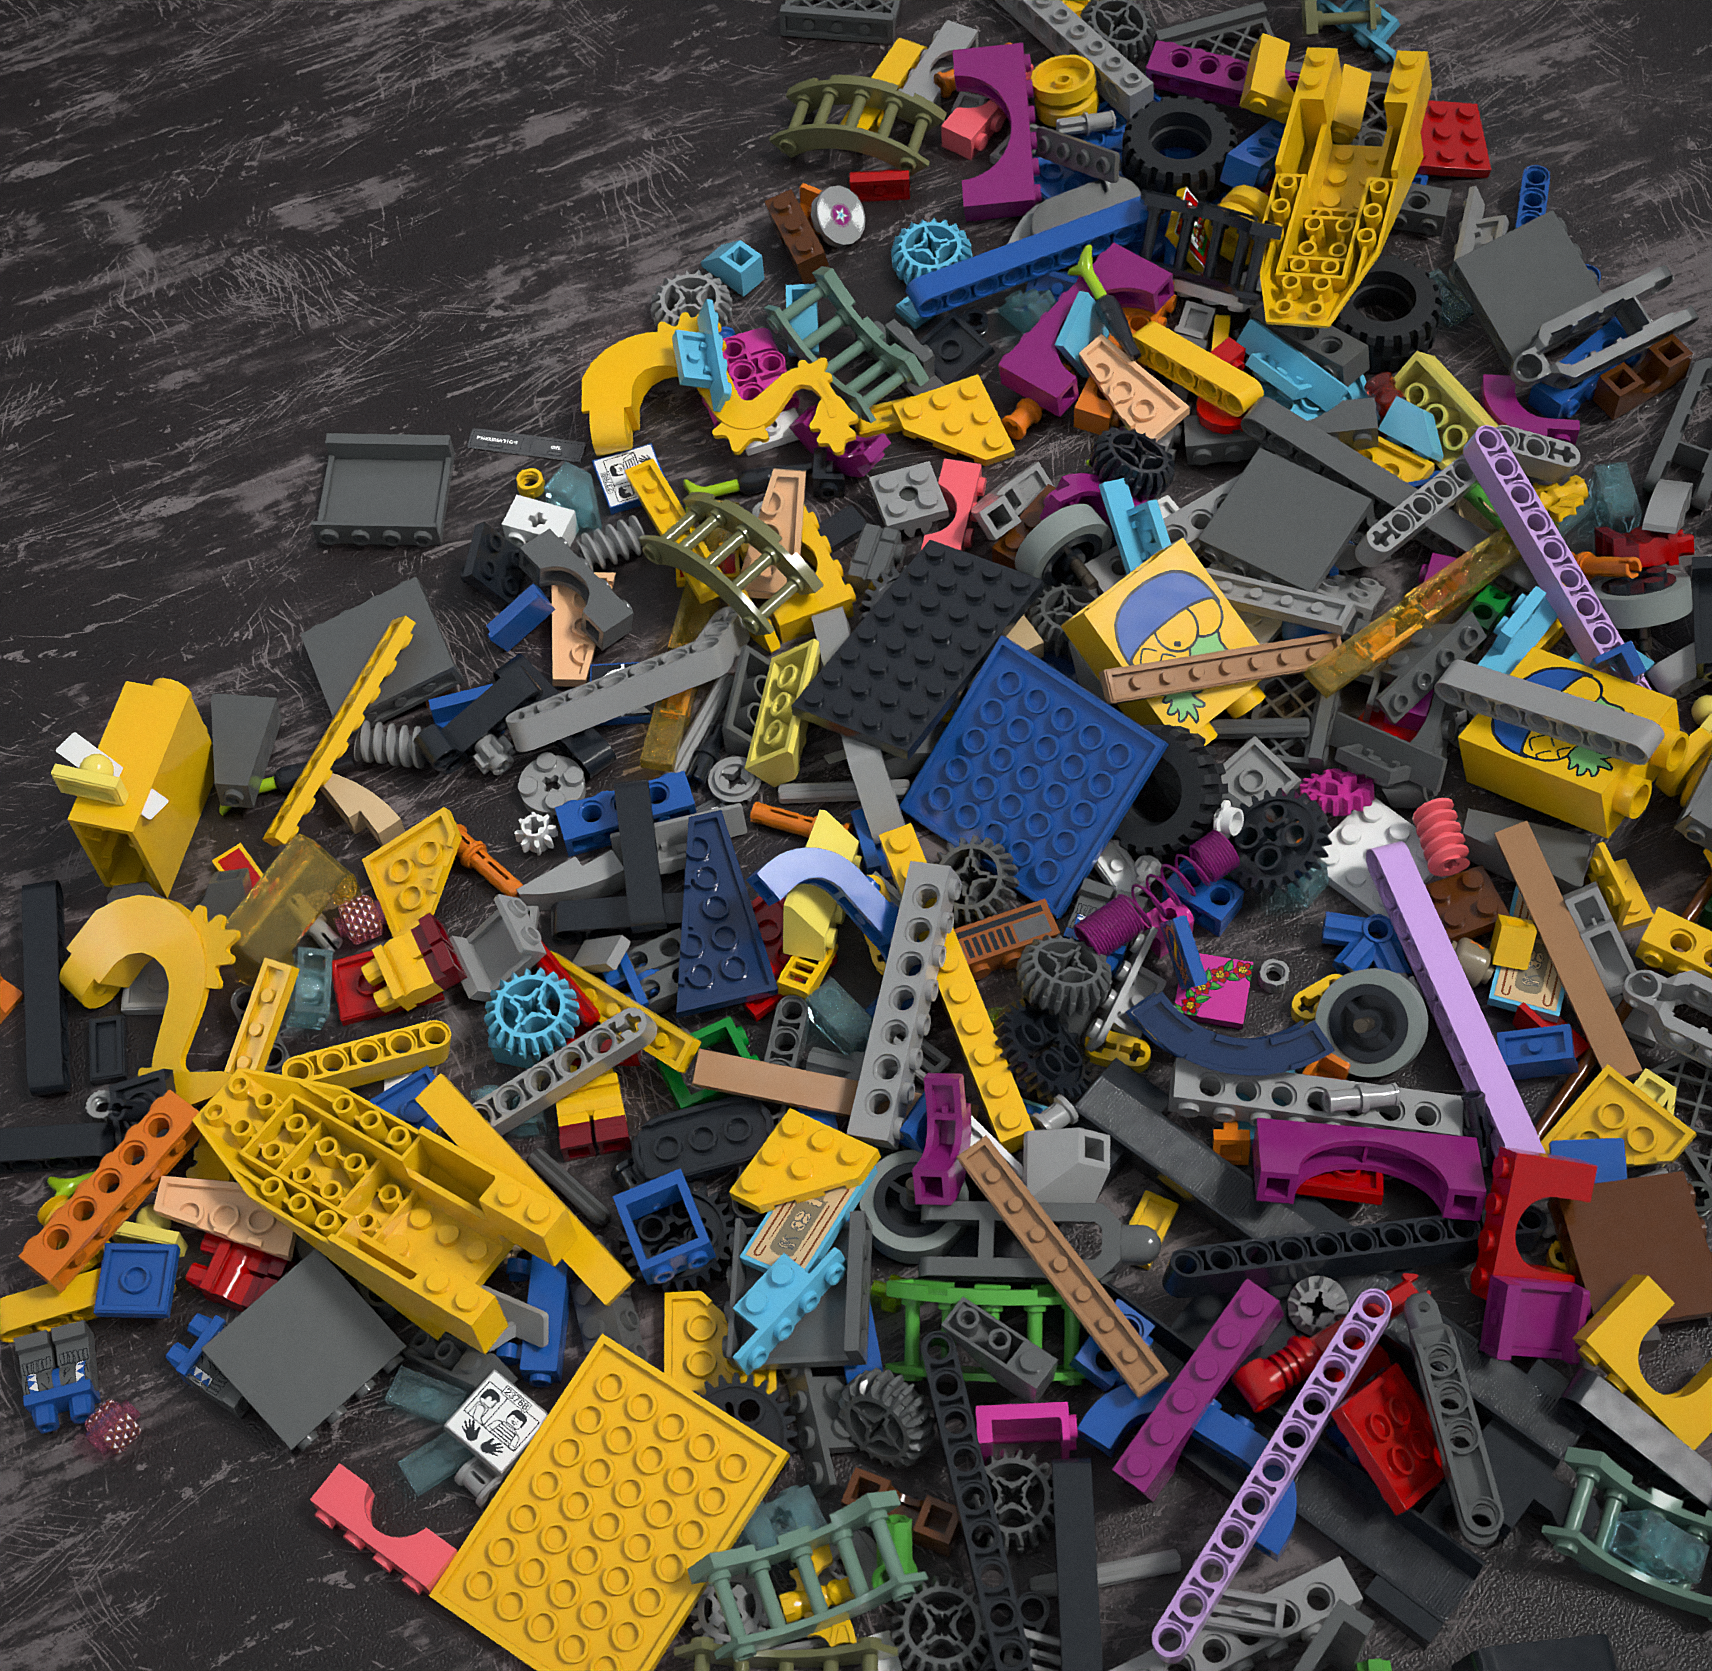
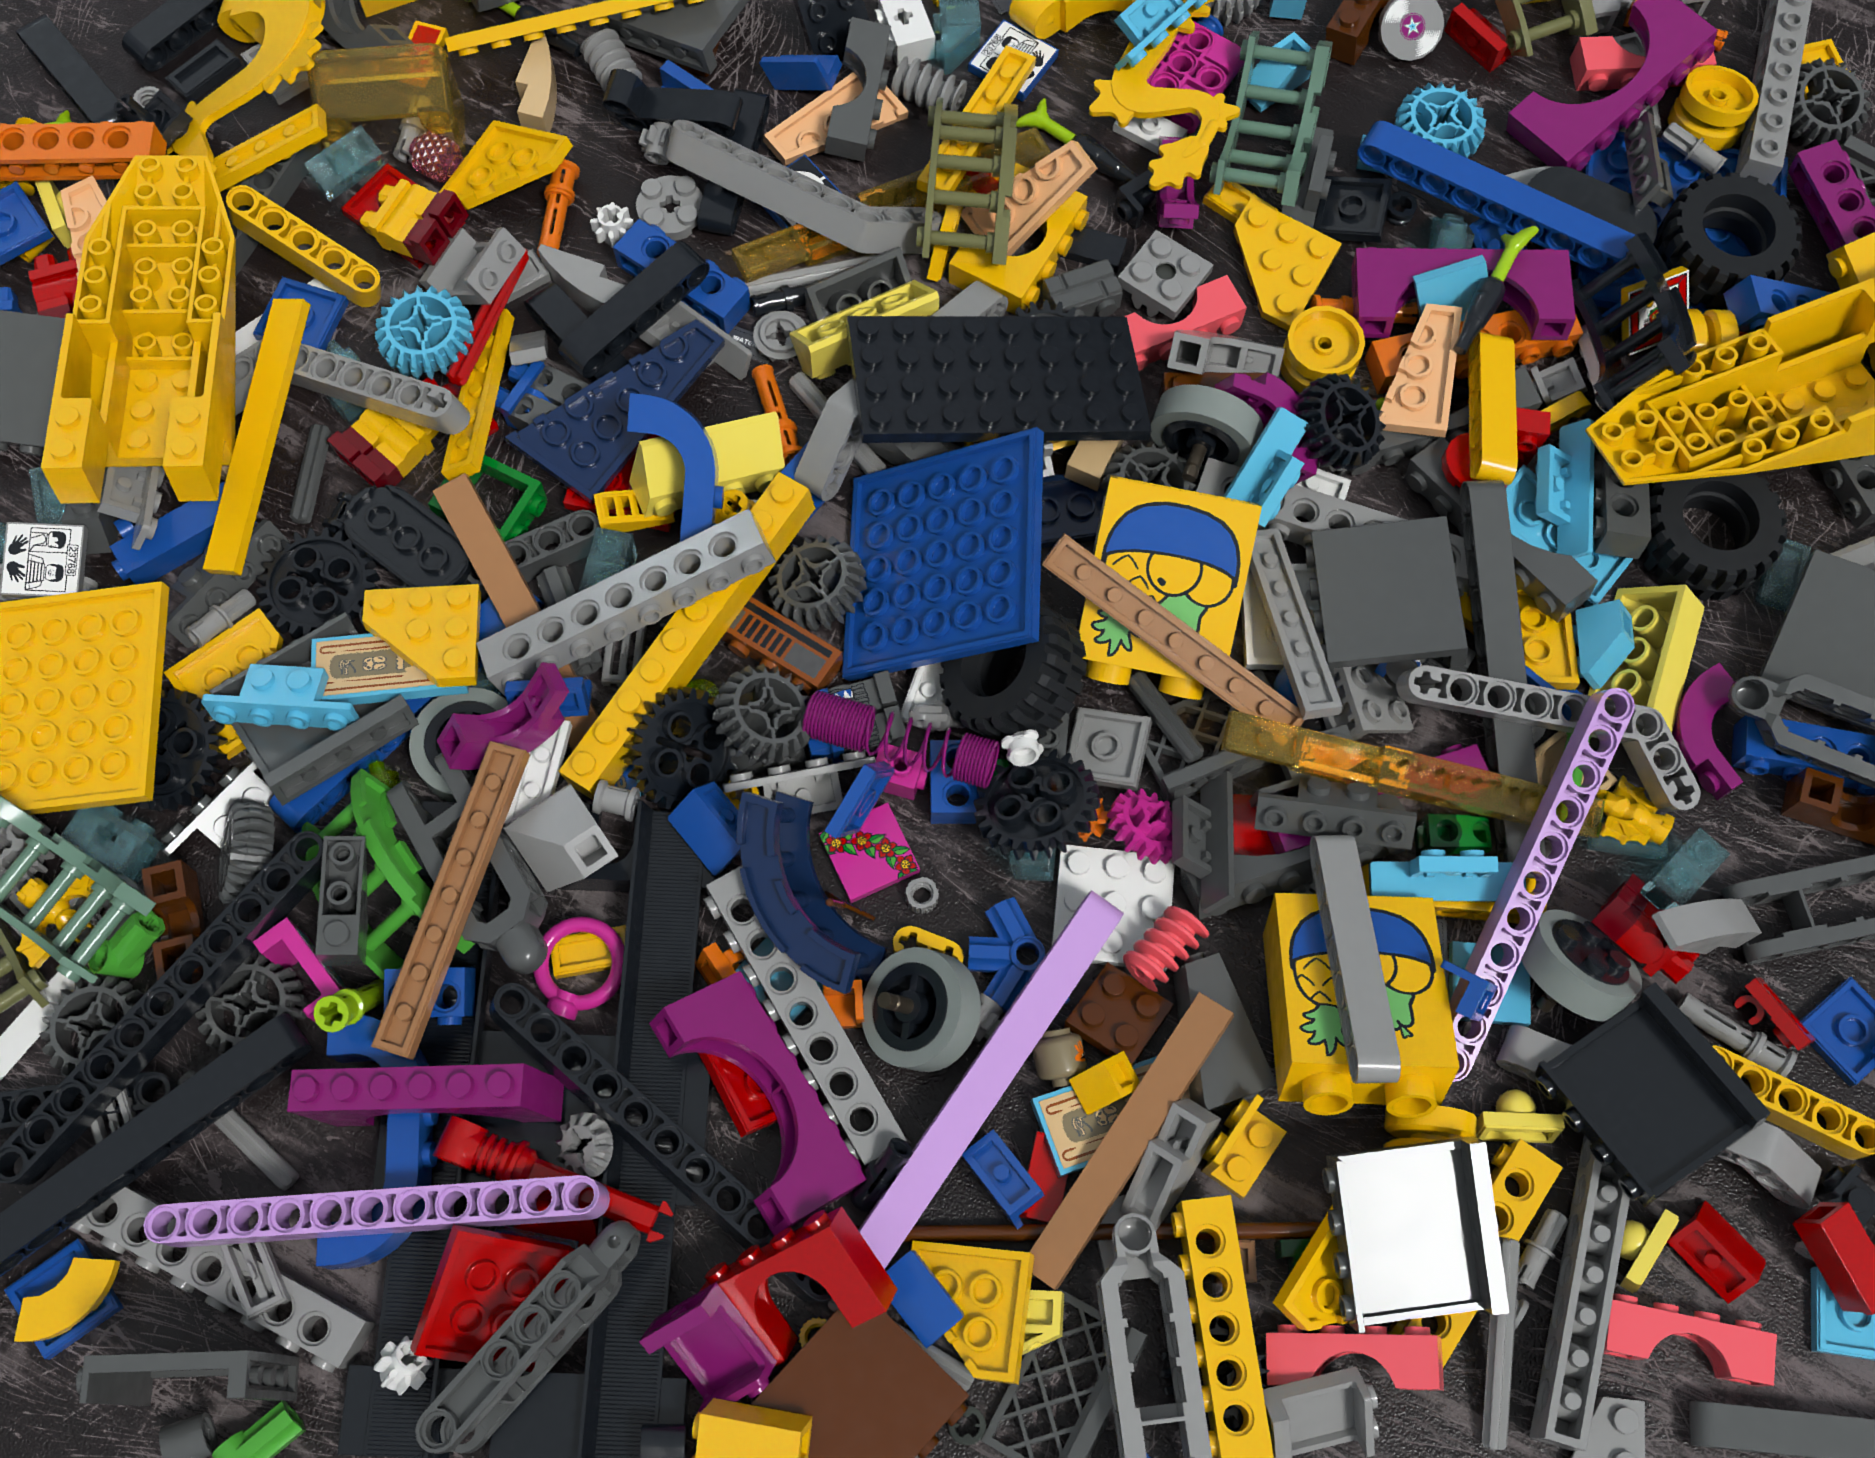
camera: 45 degrees right, 10 degrees up
(650, 1198) = (340, 560): blue window -> none
(651, 1326) = (219, 618): none -> light grey axle
(1056, 439) = (1320, 344): none -> yellow wheel
(1084, 1400) = (347, 1006): none -> lime pin
(1123, 1072) = (708, 826): none -> blue panel
(1170, 1206) = (567, 1003): none -> dark pink piece
(1252, 1023) = (839, 903): none -> reddish brown piece
(1361, 1098) = (825, 1049): light grey pin -> none
(1384, 391) = (1622, 585): clear red wheel -> none
(1399, 1539) = (401, 1368): none -> white gear
(1607, 566) = (1580, 893): orange pin -> none

